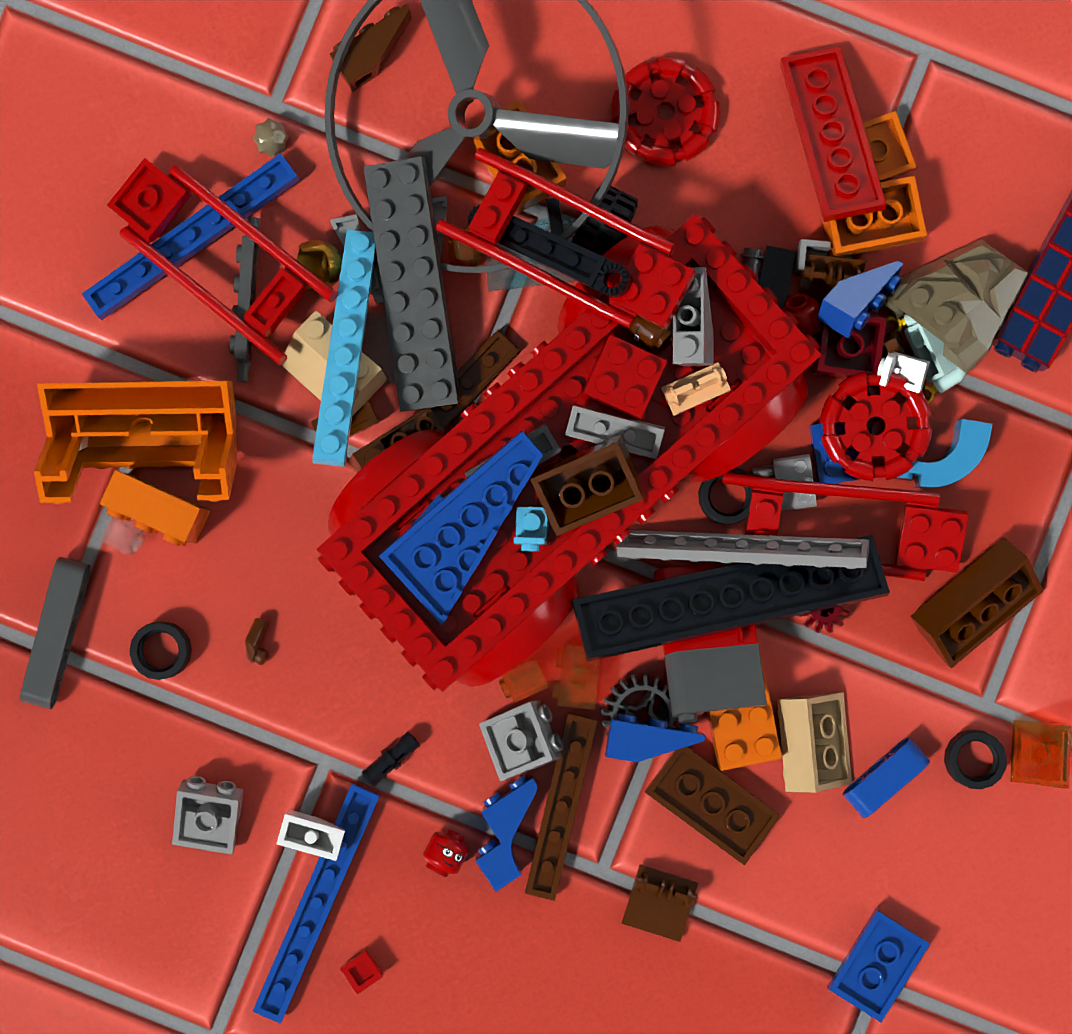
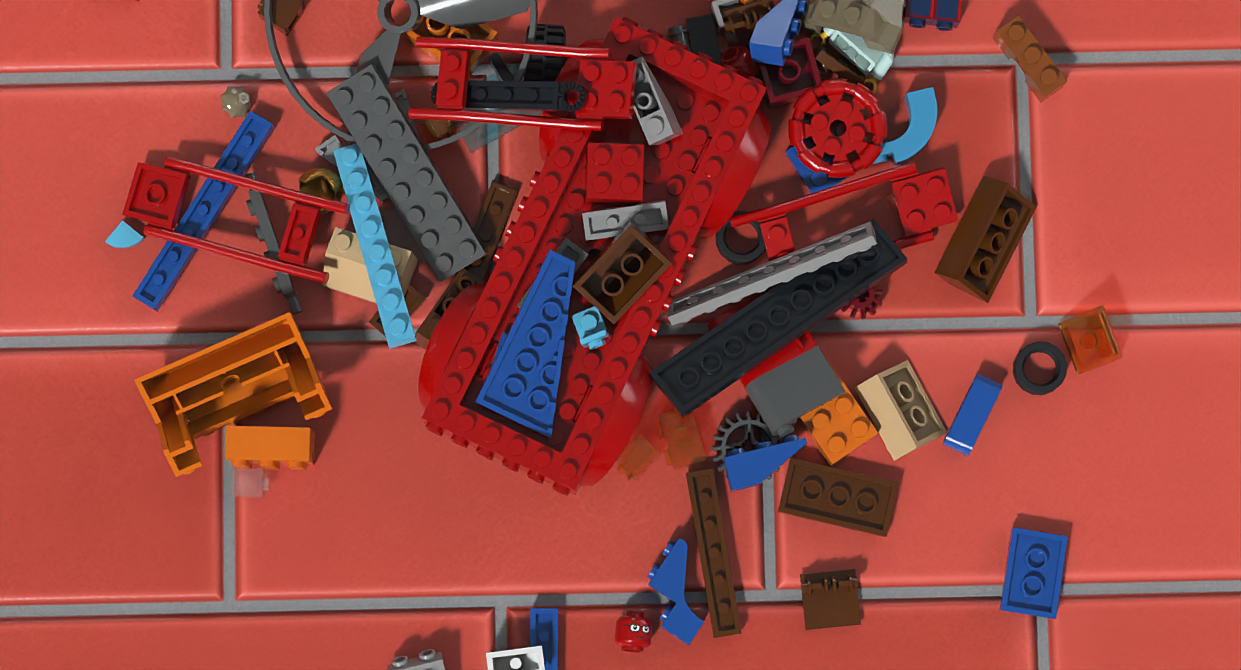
camera: 25 degrees left, 5 degrees down
(55, 633) = (228, 588): dark grey beam -> none
(100, 229) = (124, 237): none -> medium azure tile
(141, 664) = (303, 556): black tyre -> none
(253, 642) = (397, 525): reddish brown arm -> none
(391, 758) = (554, 574): black pin -> none
(521, 739) = (656, 511): light grey plate -> none
(650, 335) = (621, 129): reddish brown head -> none
(696, 389) = (677, 158): light nougat hinge -> none
(791, 468) = (786, 191): light grey piece -> none
(905, 365) = (841, 68): white bracket -> none

